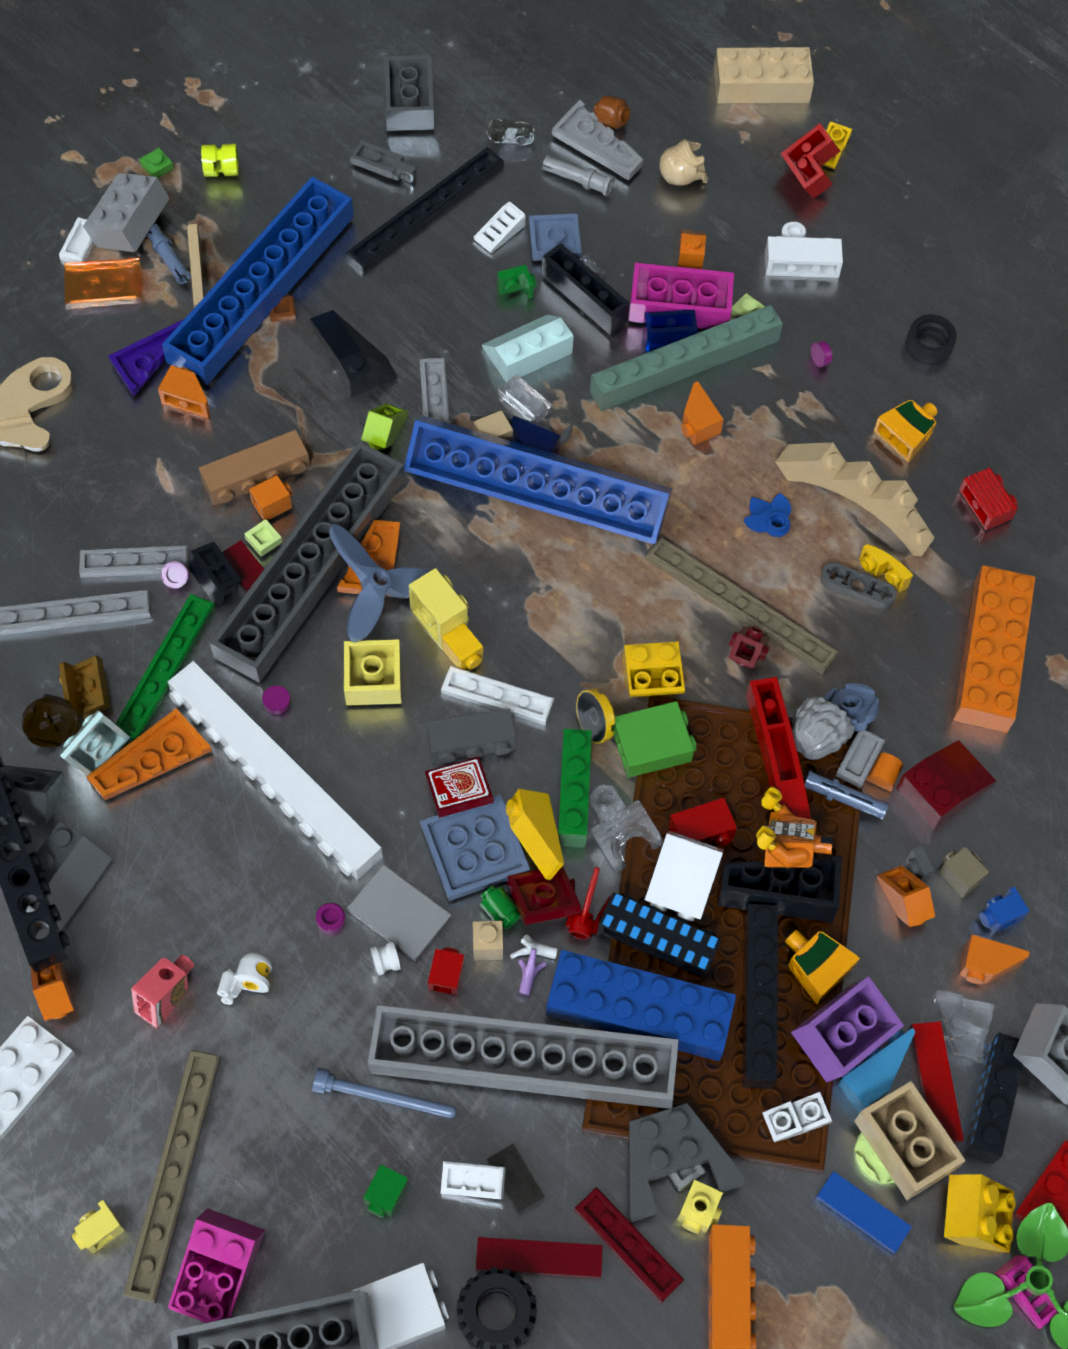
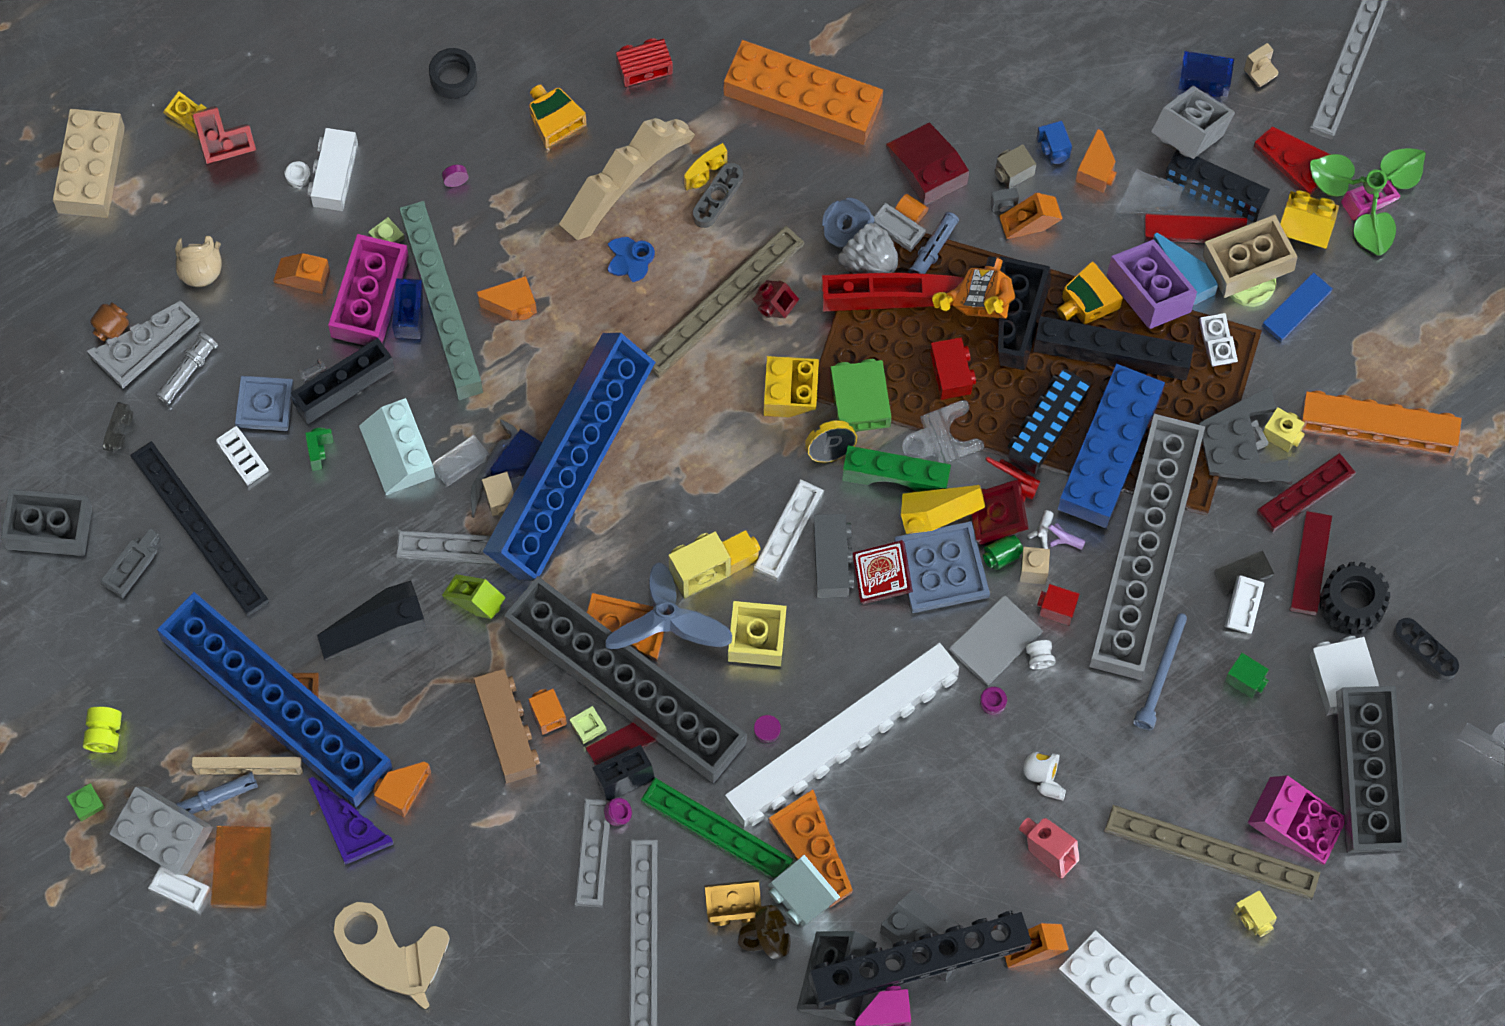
camera: 80 degrees left, 5 degrees up
(684, 876) = (1001, 388): white brick -> none

